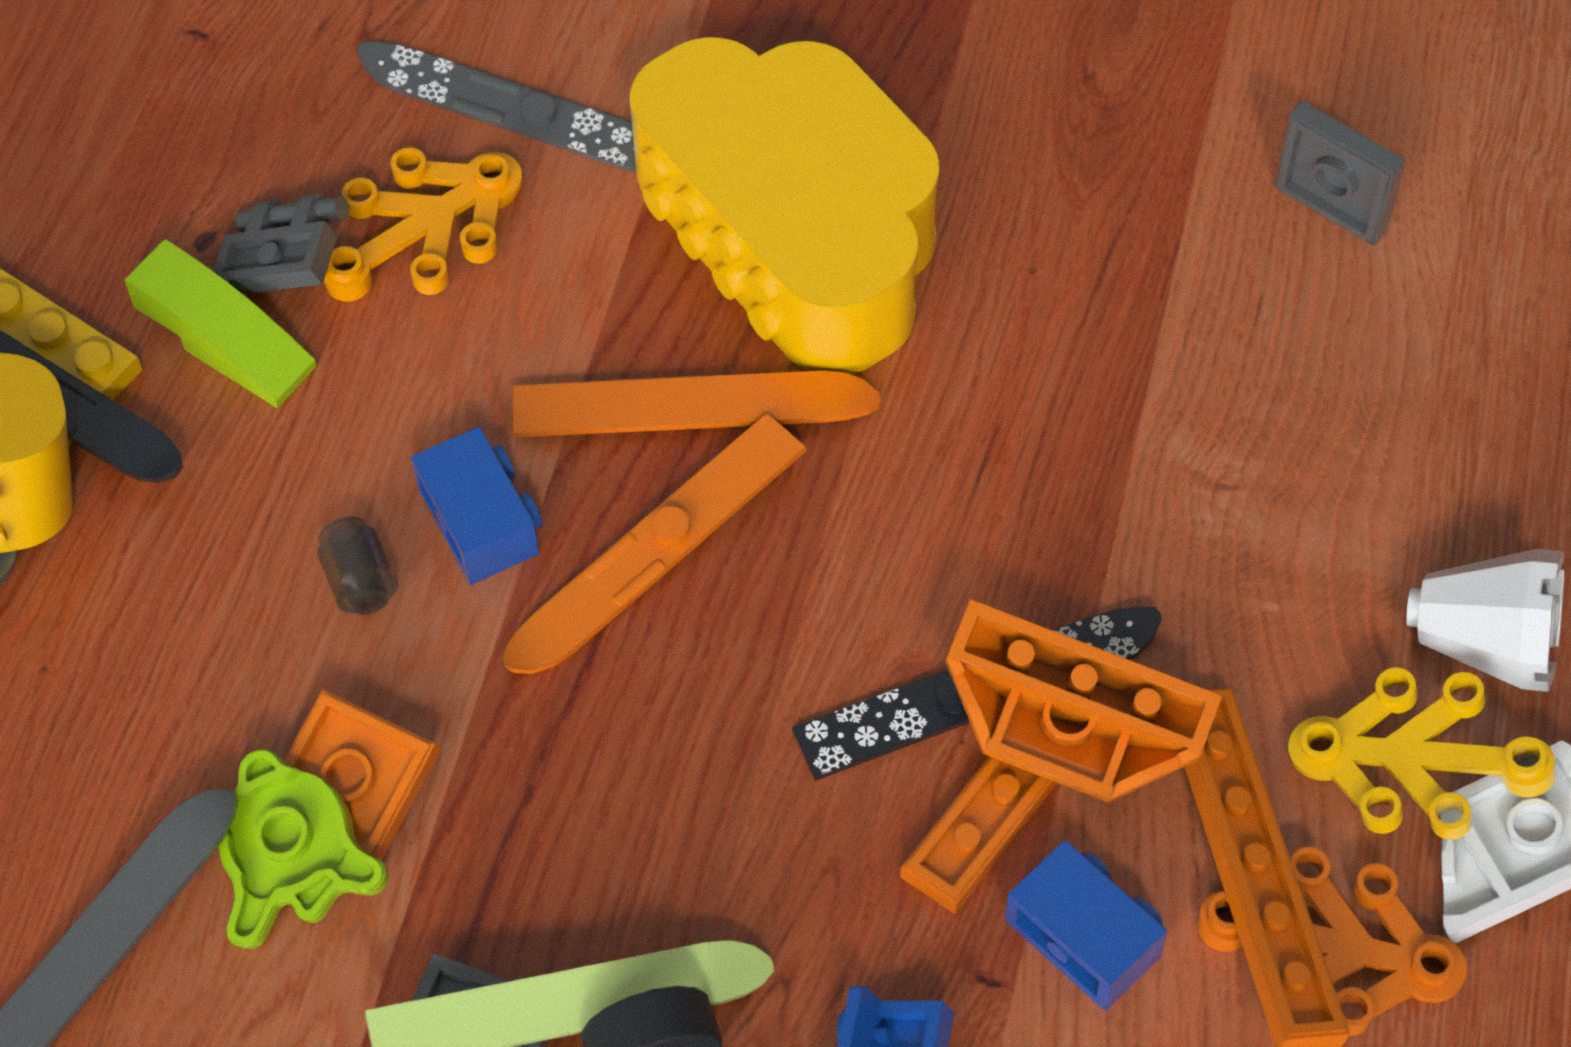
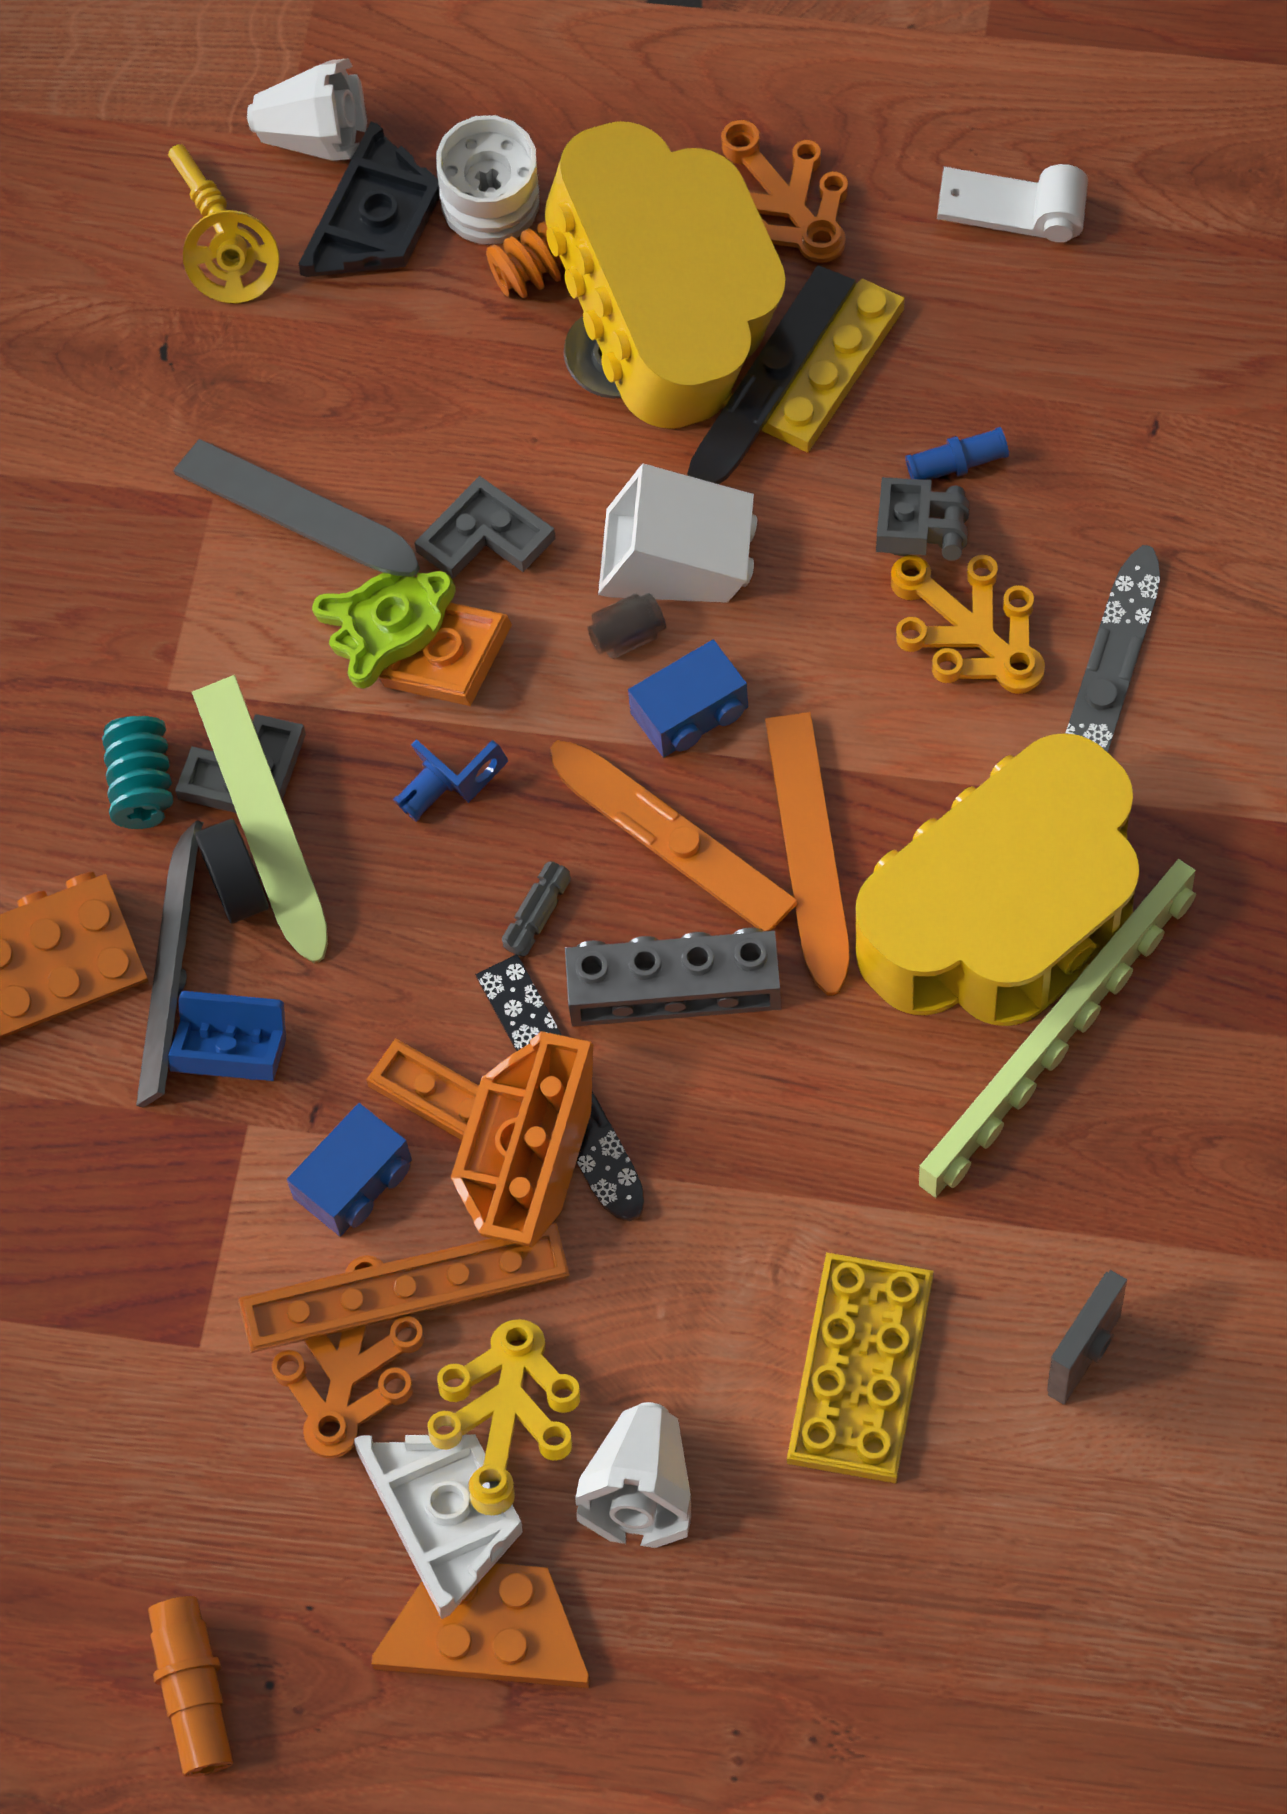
camera: 90 degrees right, 5 degrees up
(162, 720) = (482, 519): none -> dark grey plate
(196, 206) = (958, 455): none -> blue pin
(218, 323) = (841, 491): lime slope -> none
(248, 503) = (677, 539): none -> white slope
(537, 792) = (438, 778): none -> blue bracket
(735, 698) = (536, 908): none -> dark grey axle
(854, 550) = (672, 977): none -> flat silver brick
(1028, 232) = (1047, 1043): none -> yellowish green plate
(1347, 408) = (860, 1368): none -> yellow tile

